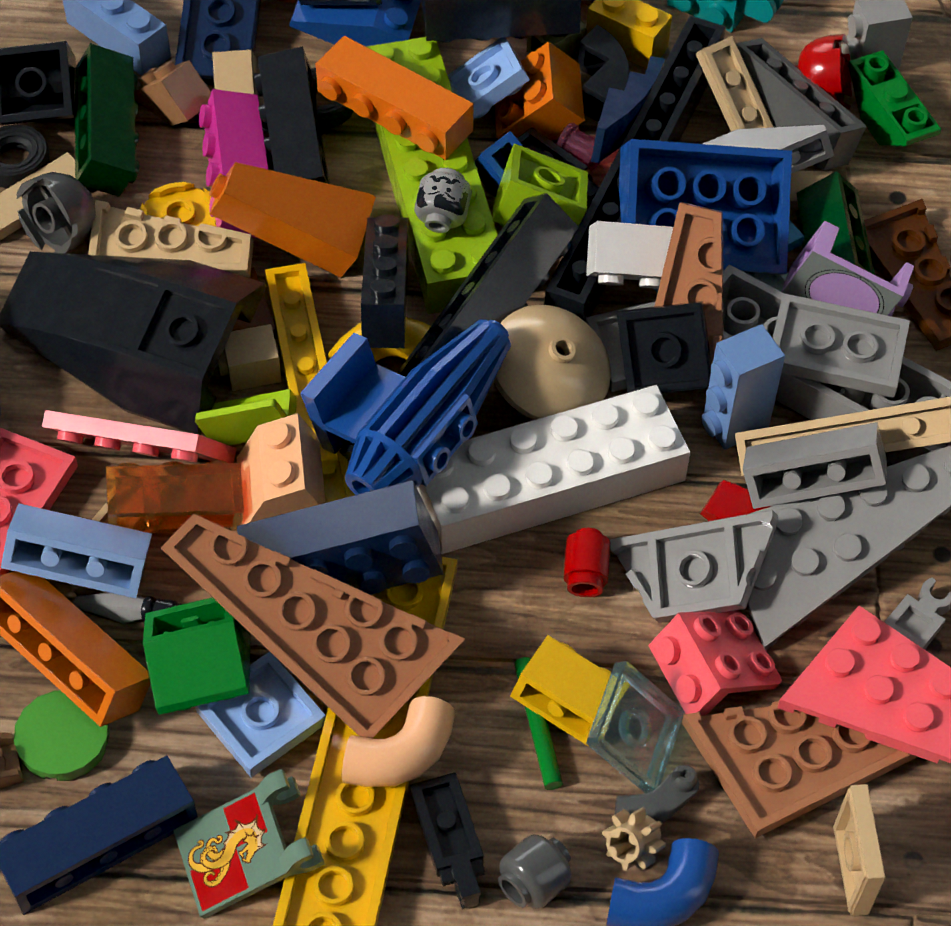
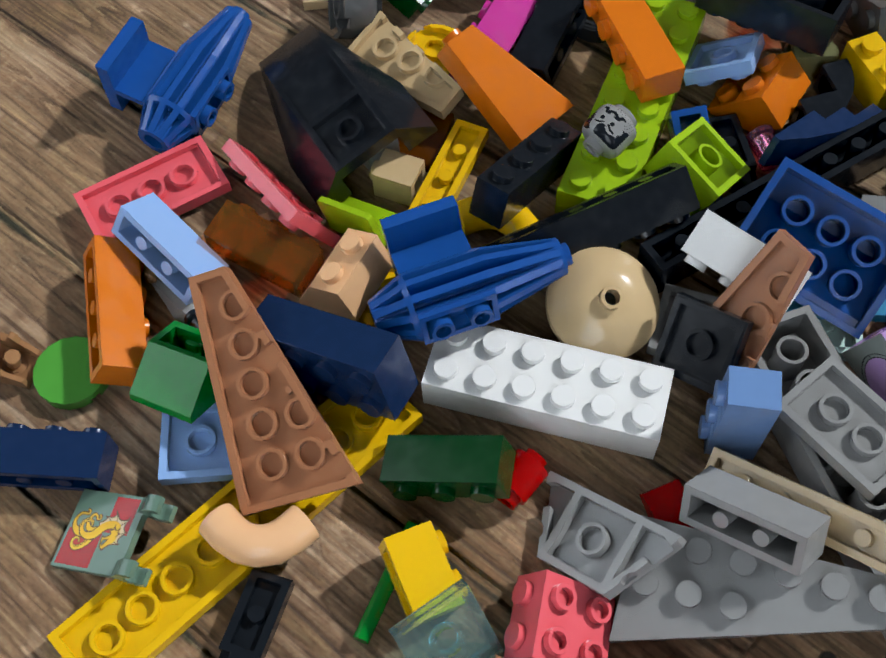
camera: 40 degrees right, 5 degrees up
(521, 586) = (448, 467): none -> dark green brick

